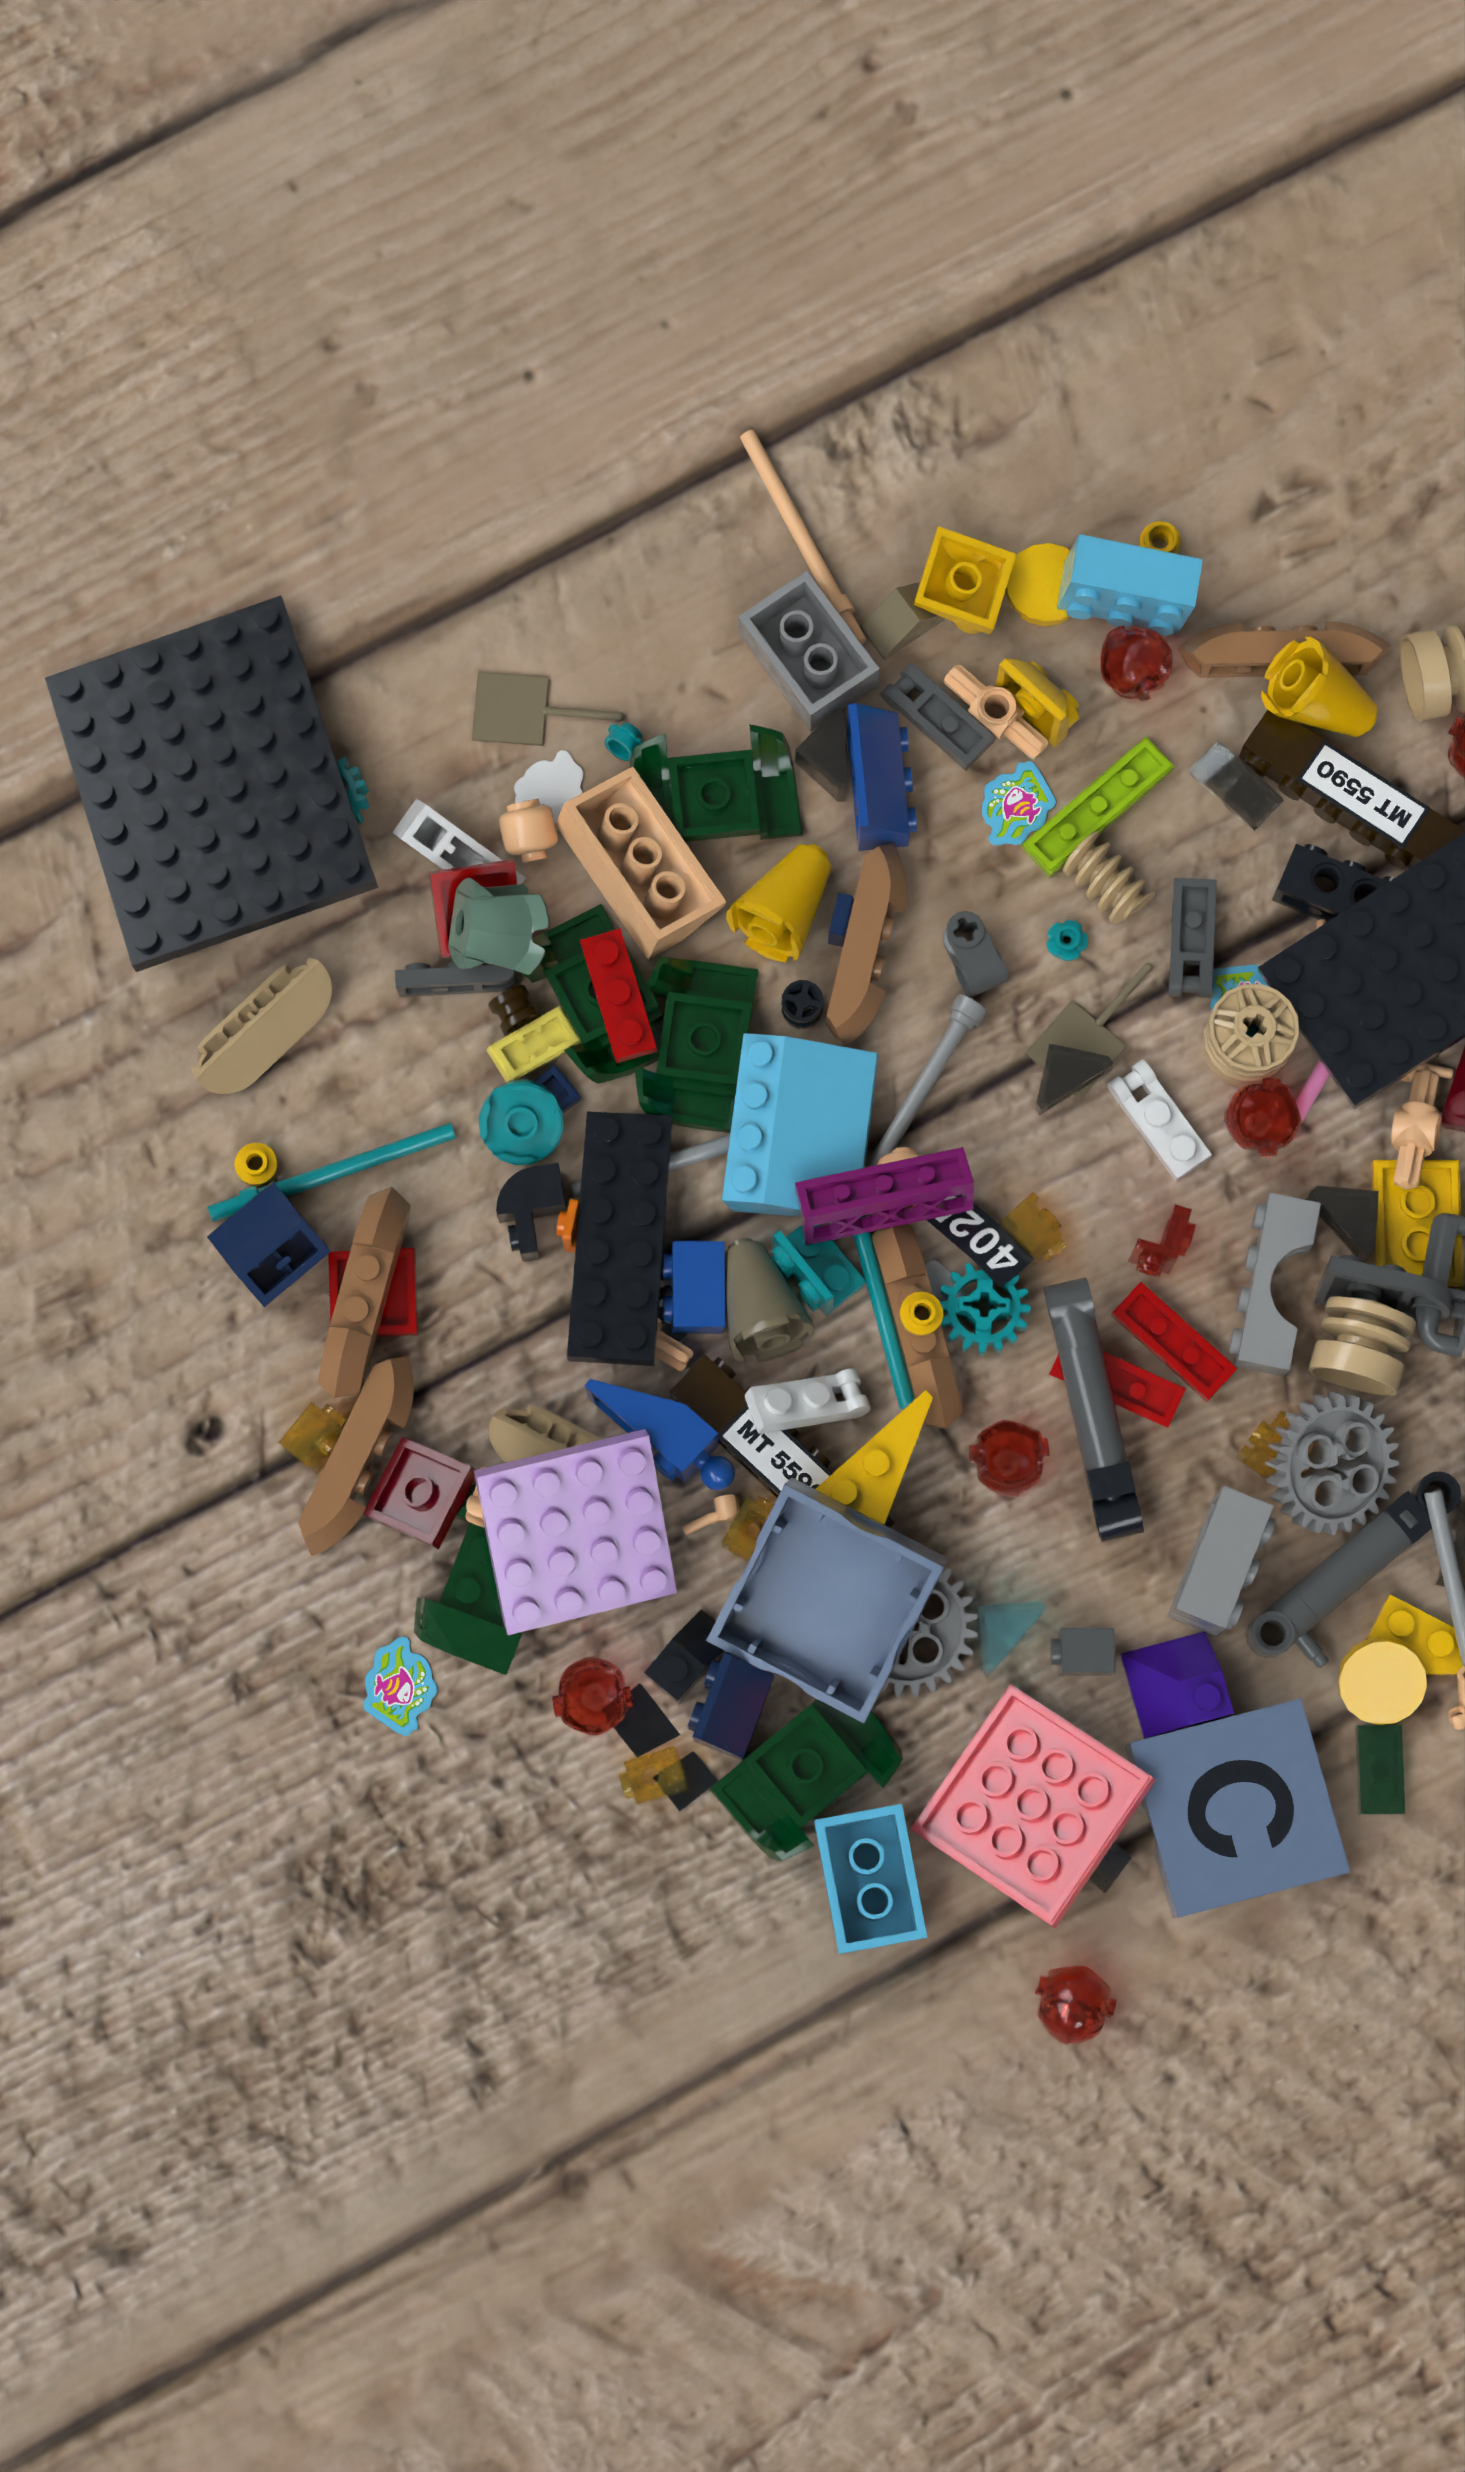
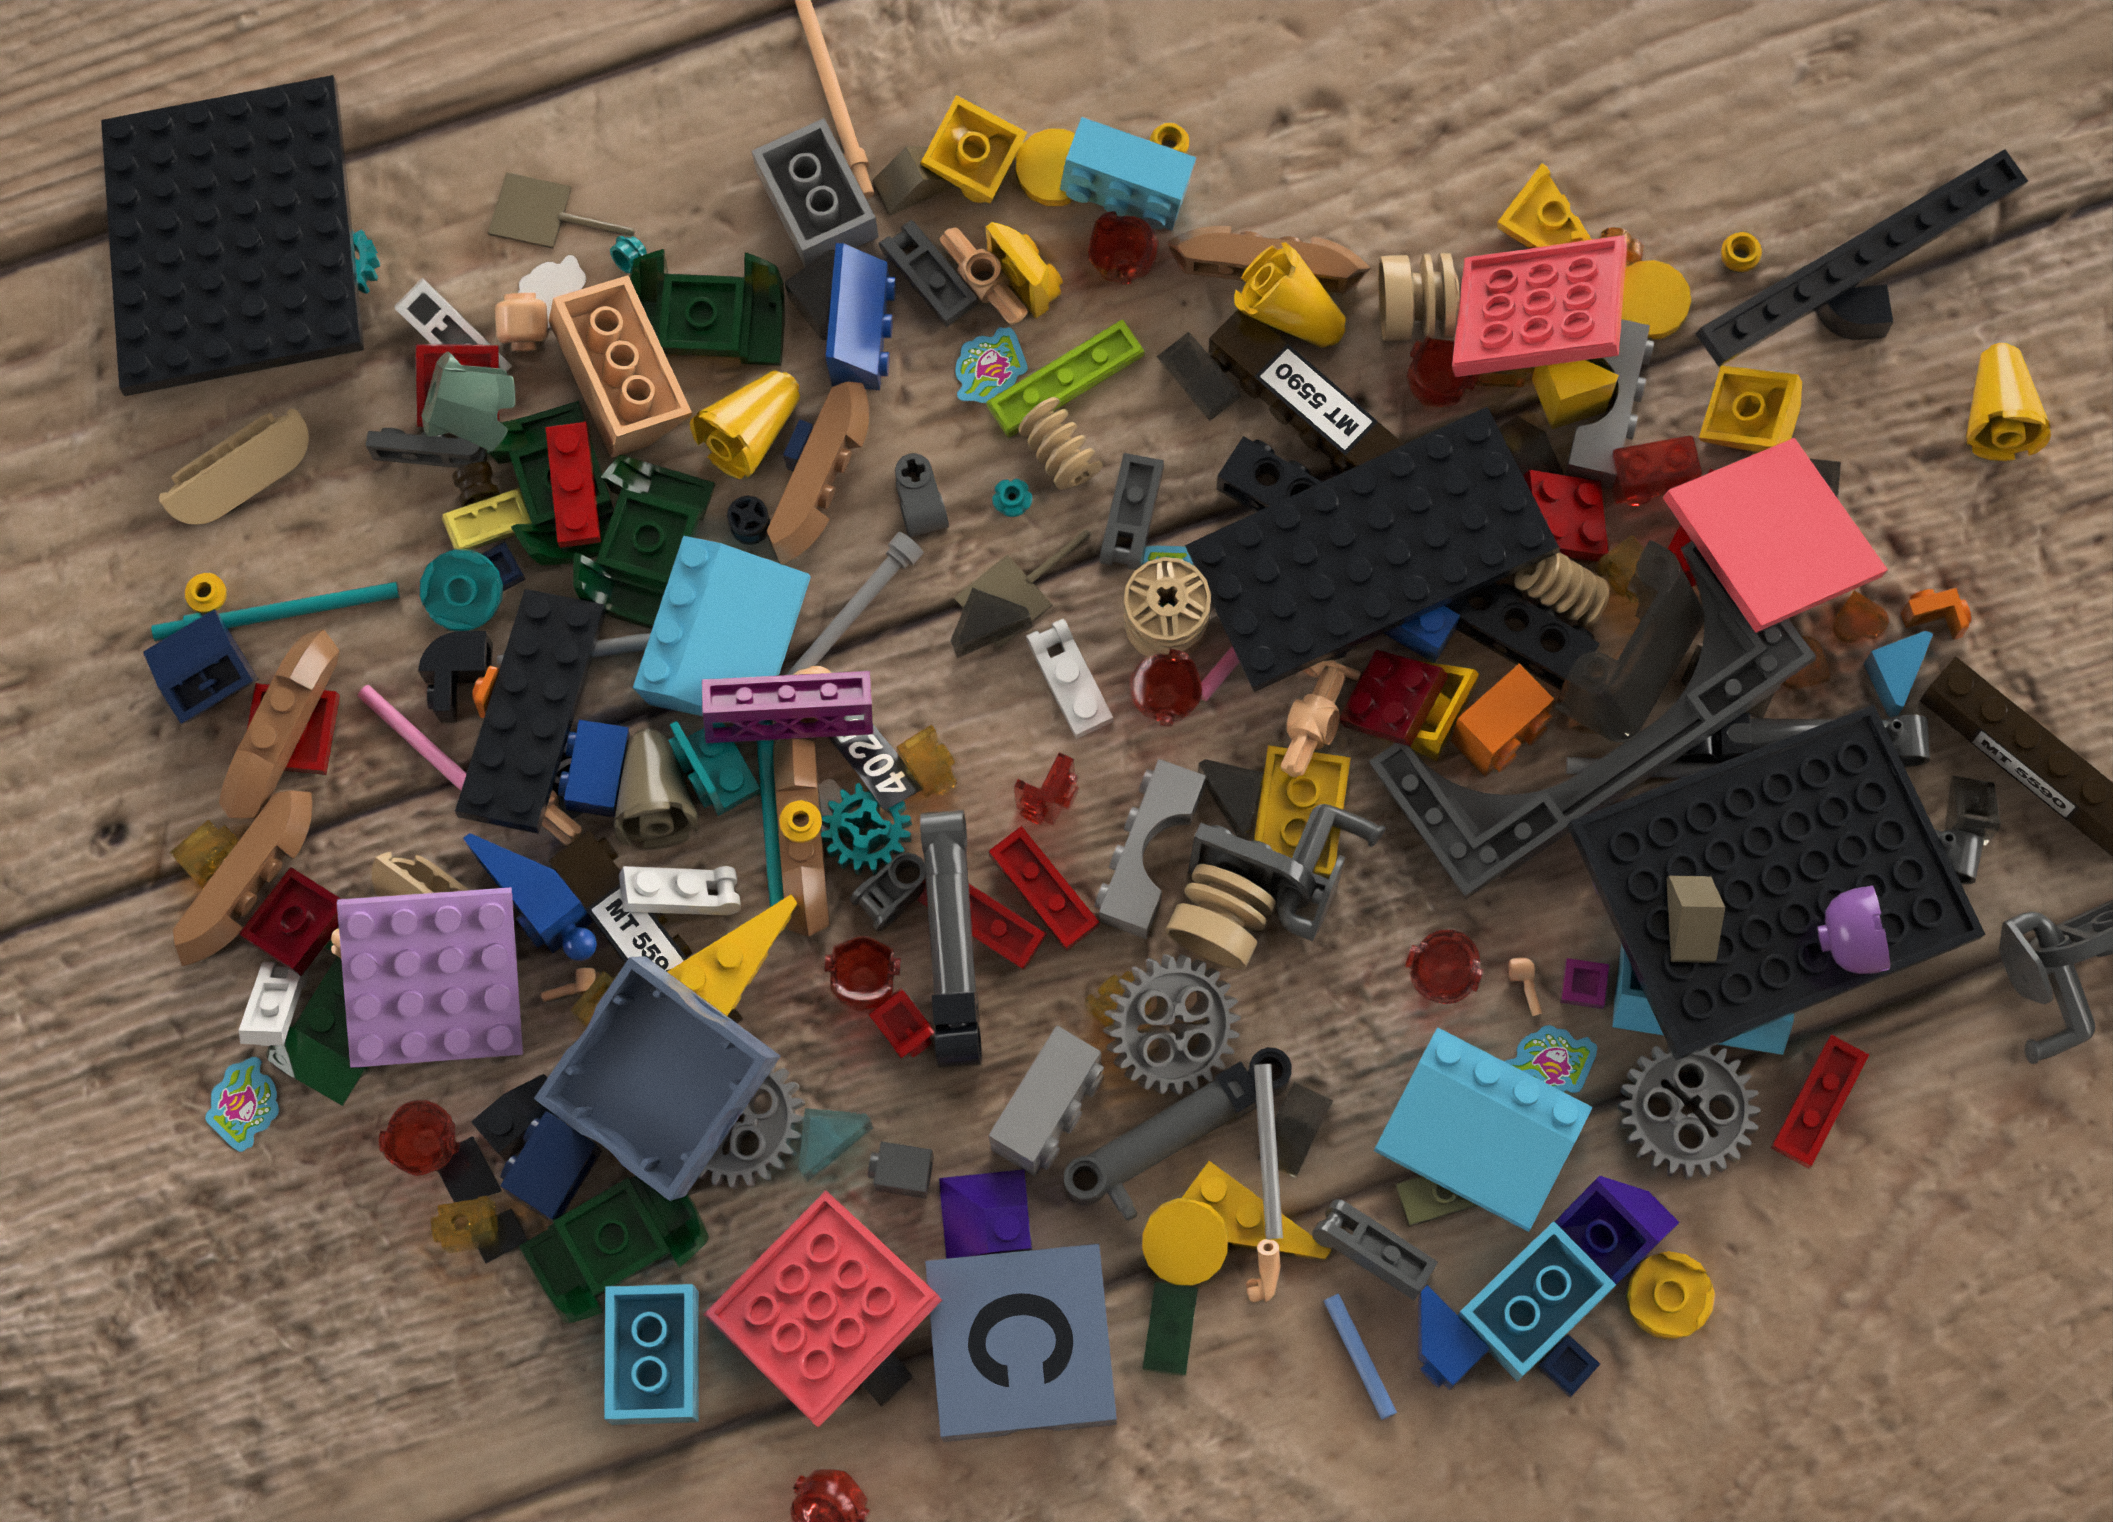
camera: 10 degrees right, 5 degrees down
(416, 1585) = (271, 1005): none -> white plate
(503, 1283) = (413, 736): none -> bright pink bar
(1019, 1369) = (889, 891): none -> dark grey piece
(1058, 1504) = (903, 1024): none -> red bracket

